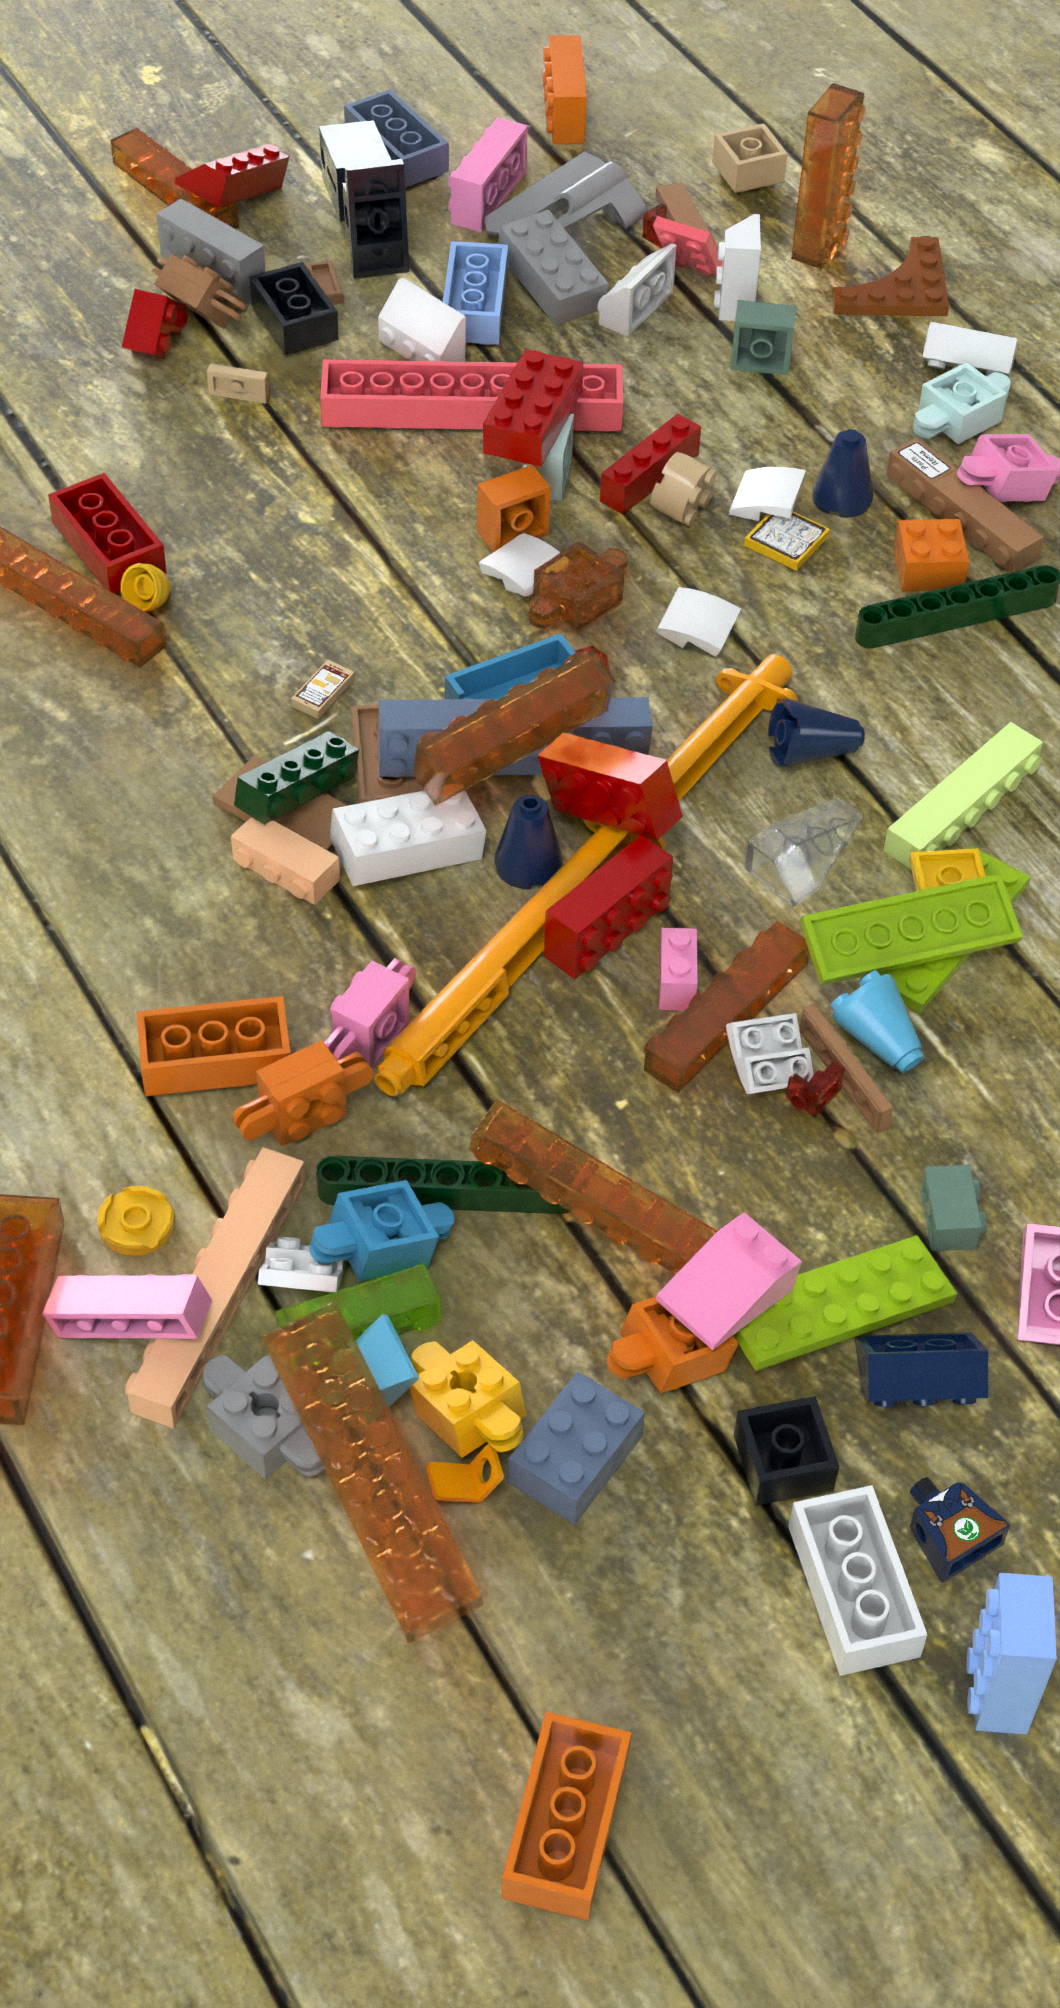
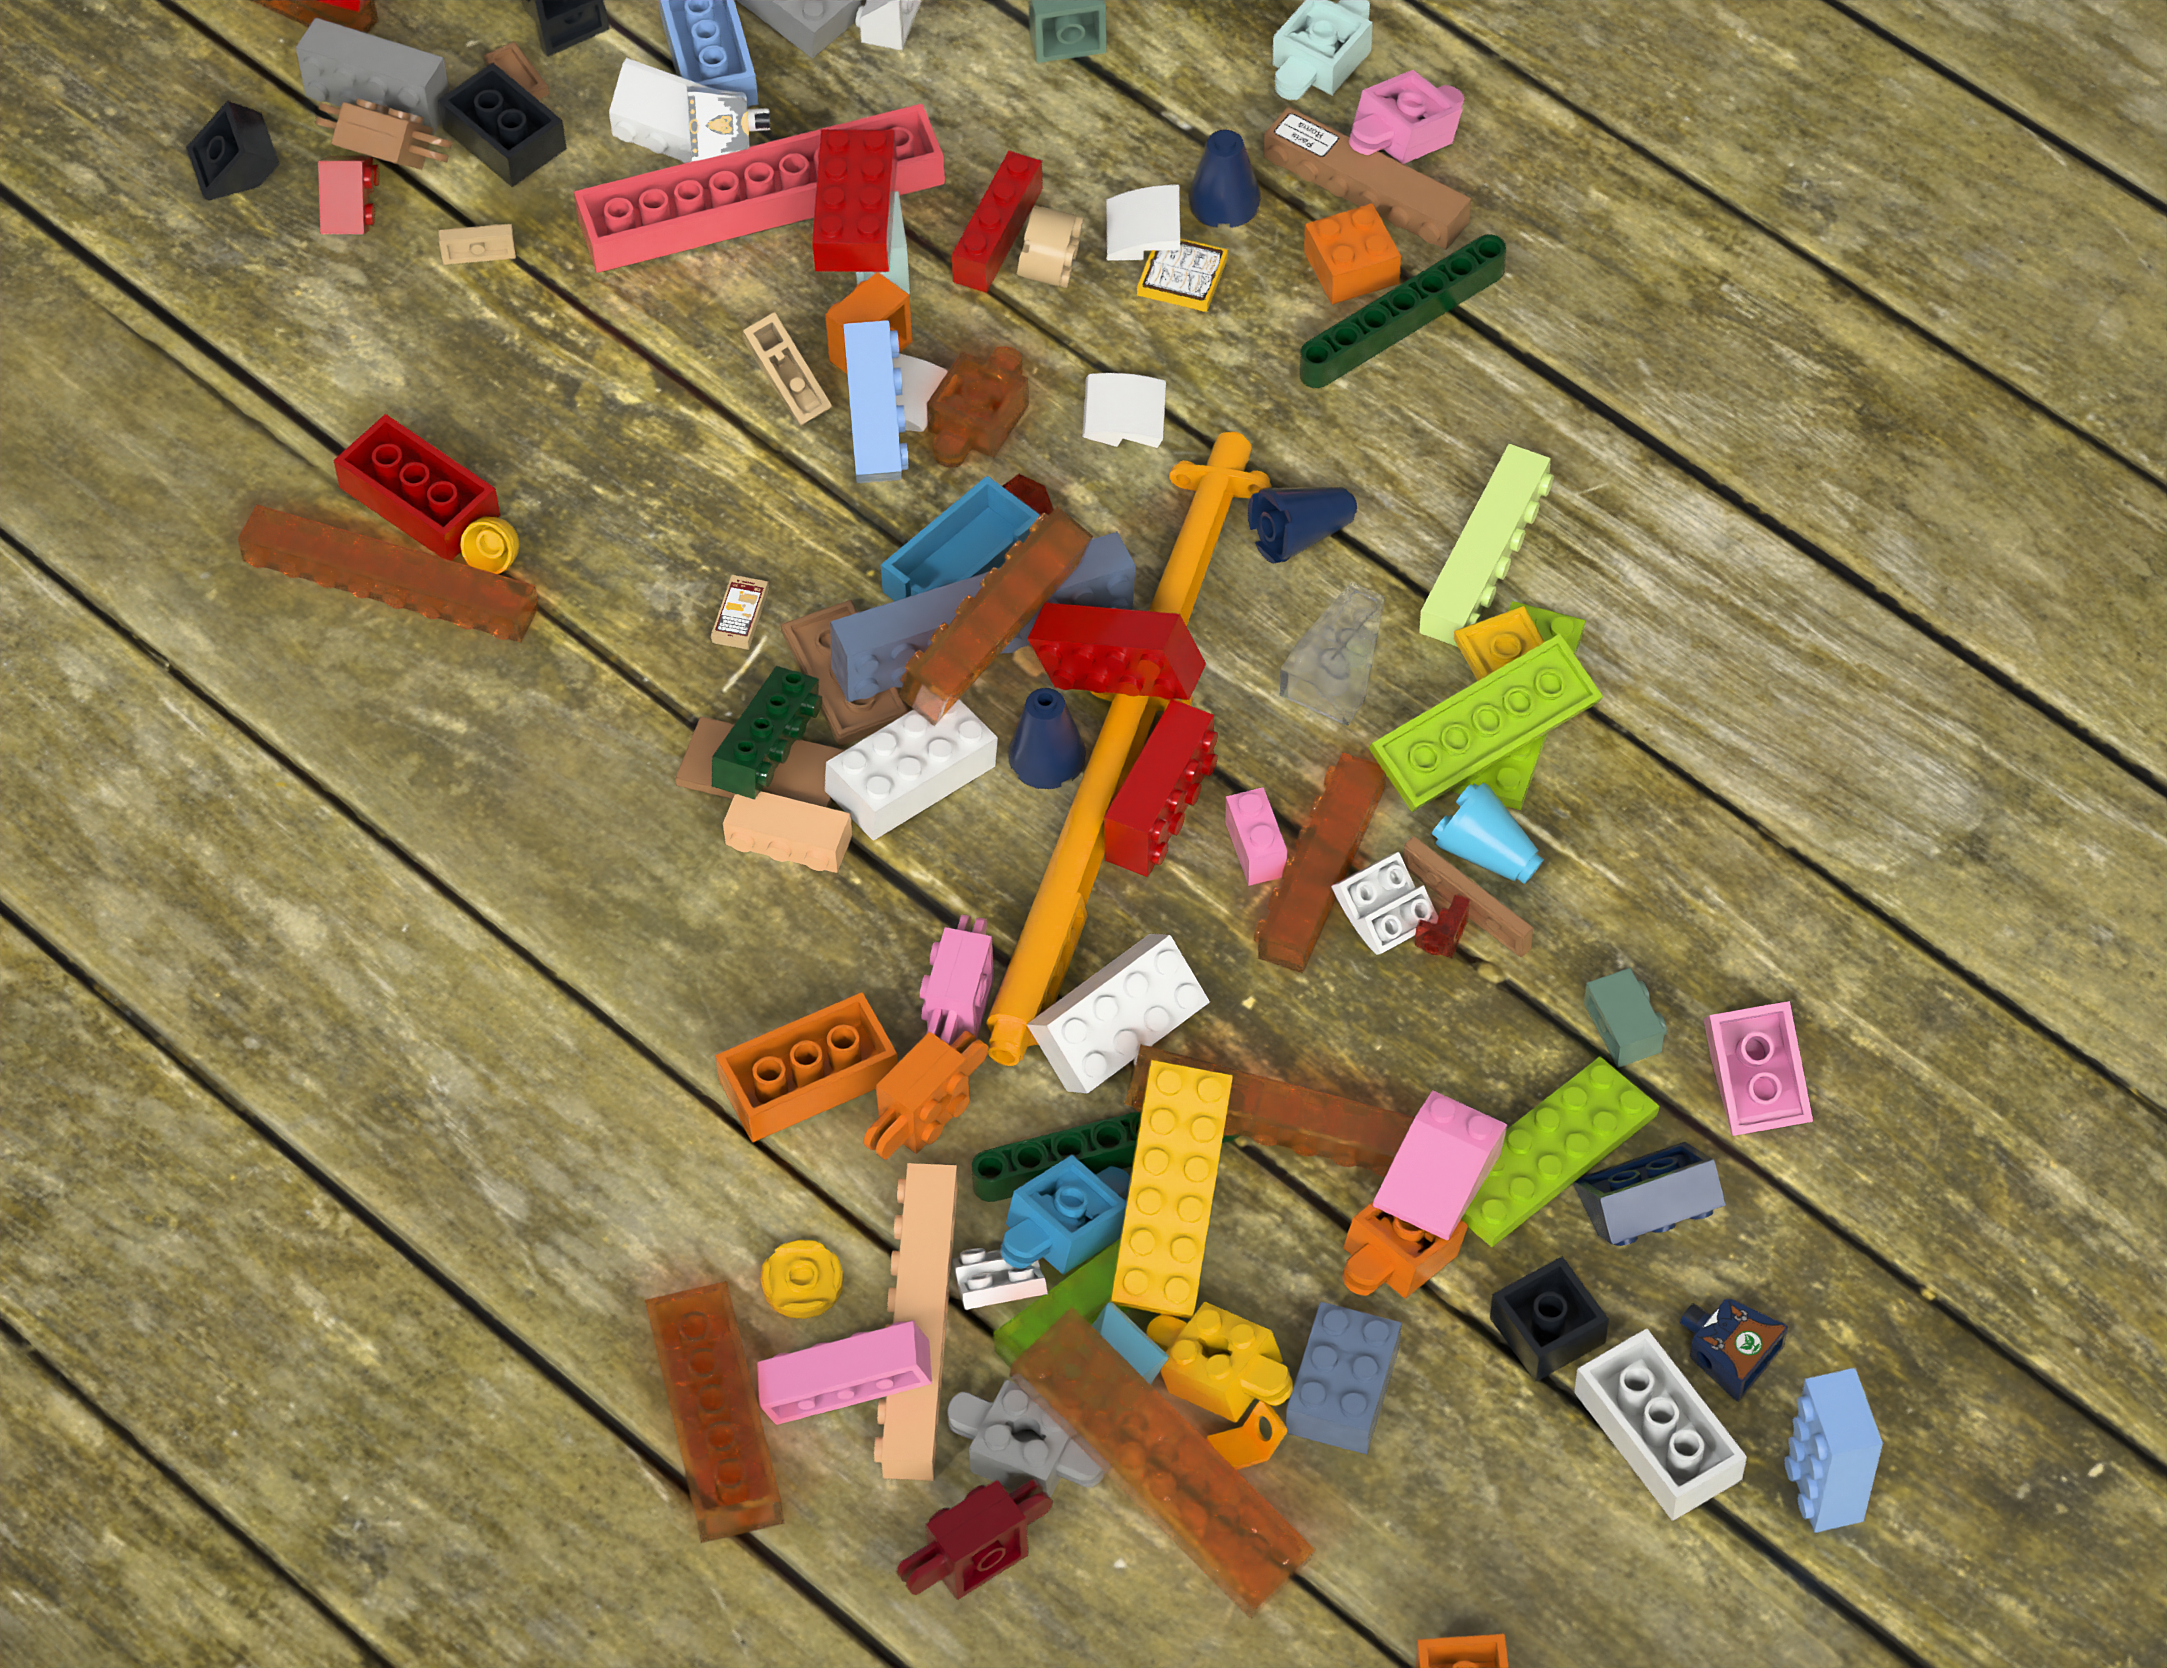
camera: 15 degrees left, 5 degrees up
(85, 280) = (232, 152): none -> black slope
(179, 1488) = (975, 1538): none -> dark red brick
(436, 523) = (786, 369): none -> tan slope
(456, 336) = (721, 122): none -> torso
(477, 1233) = (1171, 1189): none -> yellow plate
(489, 555) = (873, 401): none -> light blue brick
(513, 1066) = (1116, 1010): none -> white brick

